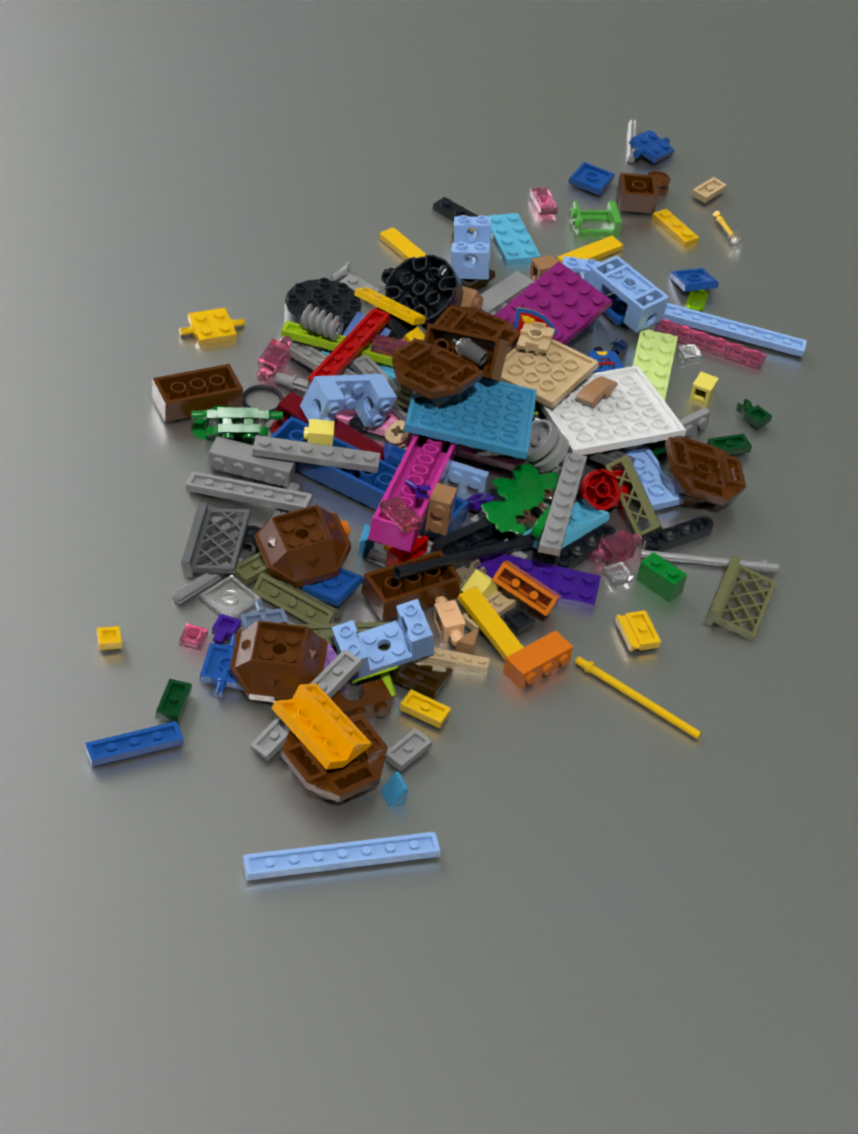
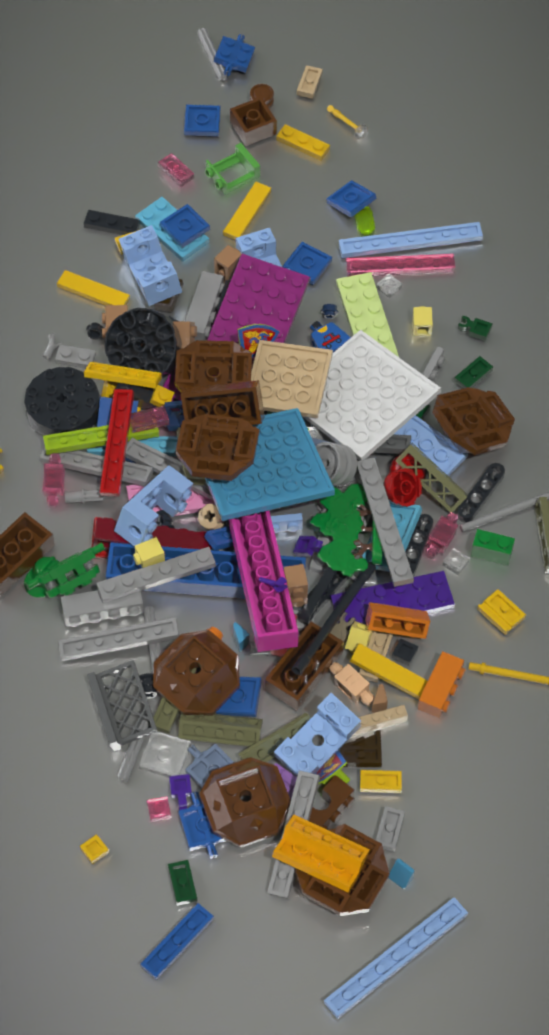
camera: 20 degrees left, 15 degrees up
(261, 387) = (67, 511): black tyre -> none
(320, 323) = (78, 427): light grey piece -> none
(401, 514) = (279, 621): clear pink plate -> none
(470, 351) = (233, 408): dark grey piece -> none
(523, 235) = (185, 225): none -> blue plate
(535, 337) = (274, 356): tan piece -> none
(596, 390) = (345, 381): medium nougat slope -> none
(644, 299) = (330, 252): light blue plate -> none

